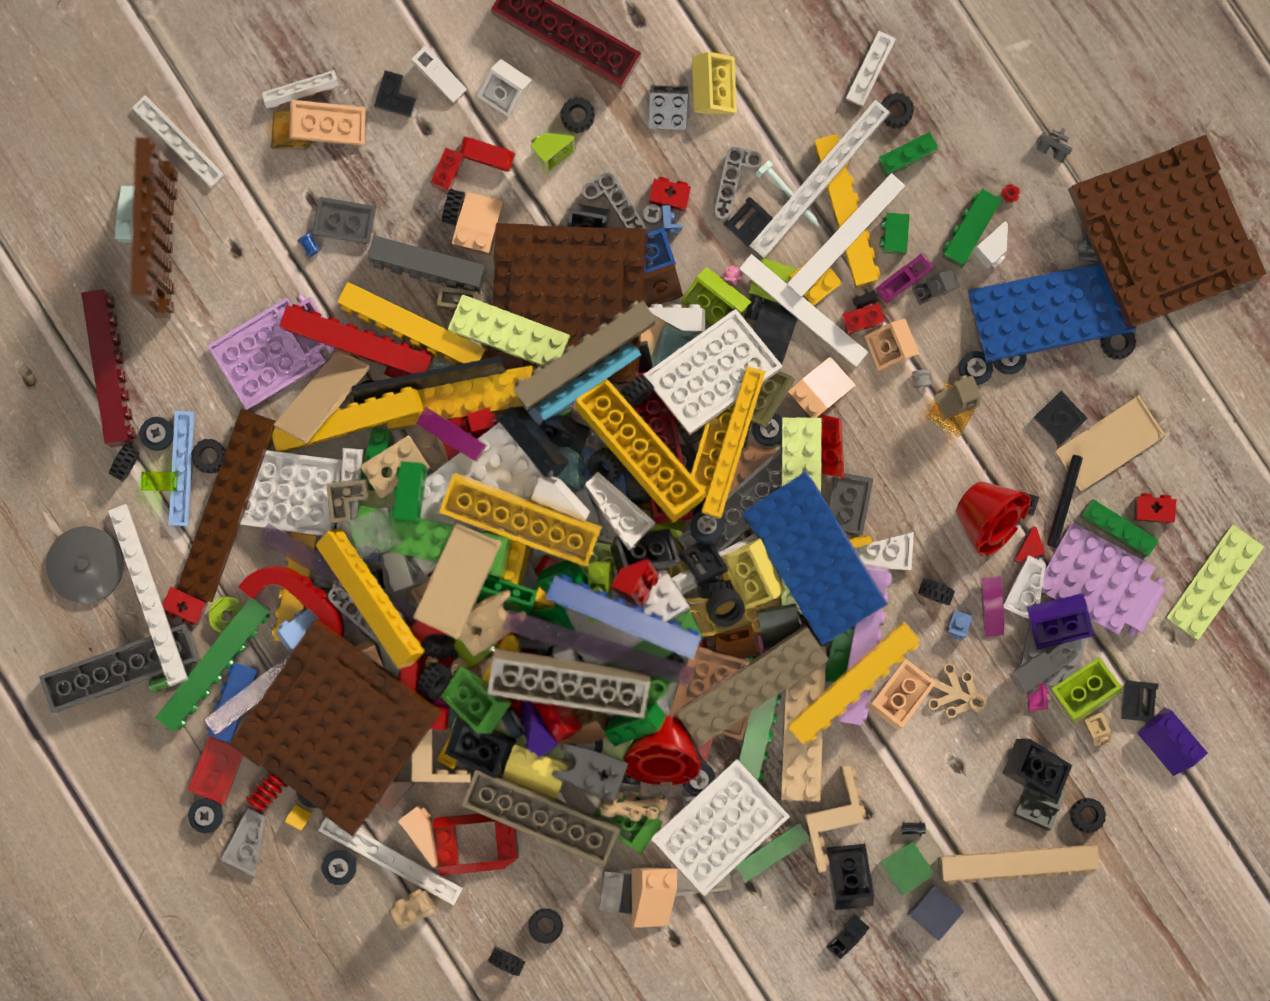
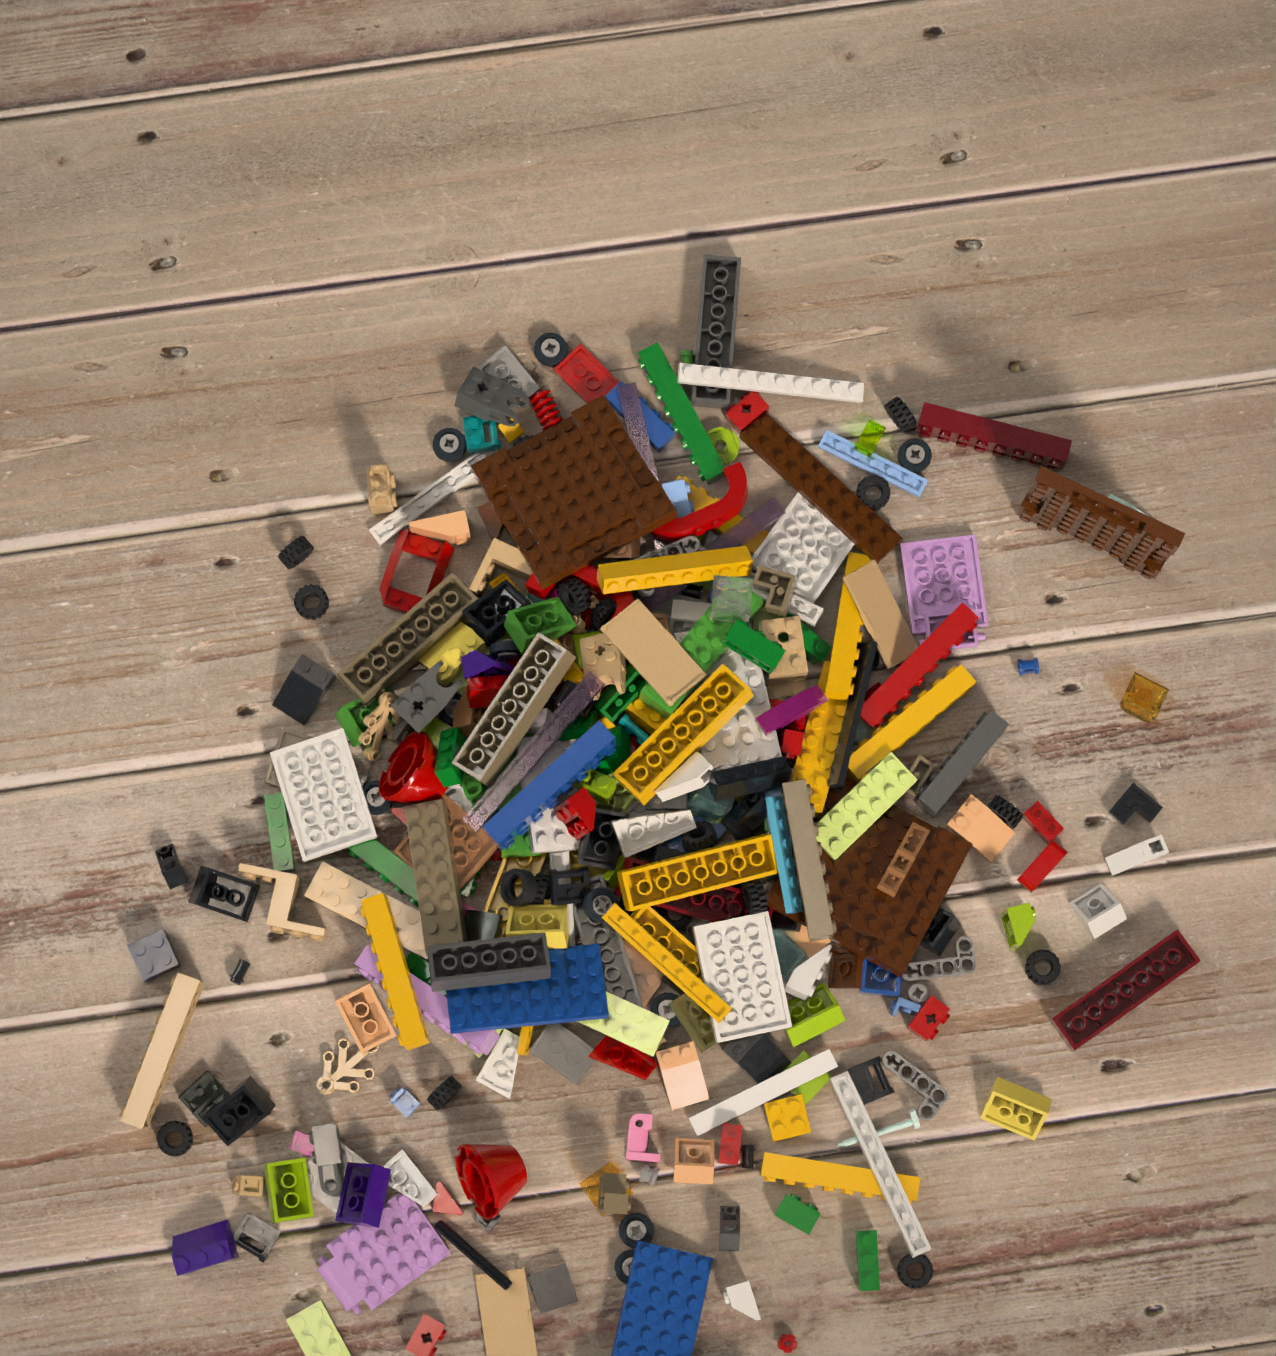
camera: 110 degrees right, 5 degrees down
(85, 564) = (824, 342): dark grey dish -> none
(178, 141) = (1177, 591): white tile -> none
(278, 849) = (490, 398): none -> dark grey brick
(300, 89) = (1178, 722): white plate -> none
(319, 847) = (475, 435): none -> teal plate
(327, 123) = (1135, 731): light nougat tile -> none
(344, 220) = (1037, 708): dark grey plate -> none
(532, 575) = (631, 728): none -> teal plate
(540, 275) = (903, 859): none -> medium nougat slope
(653, 896) = (292, 707): light nougat slope -> none
(668, 107) = (1013, 1055): bracket -> none
(732, 274) = (827, 1041): bright pink plant -> none
(738, 642) = (482, 886): reddish brown slope -> none
(753, 308) = (784, 1045): black pin -> none
(808, 599) = (488, 962): none -> dark grey brick
(846, 235) = (815, 1164): white tile -> none
(870, 69) = (966, 1264): white plate -> none
(895, 402) = (638, 1139): none -> bright pink piece
(905, 278) = (751, 1203): magenta slope -> none
(907, 868) = (206, 948): green brick -> none
(972, 227) = (770, 1289): green brick -> none
(992, 606) = (407, 1140): magenta slope -> none
(1119, 528) = (423, 1294): green brick -> none

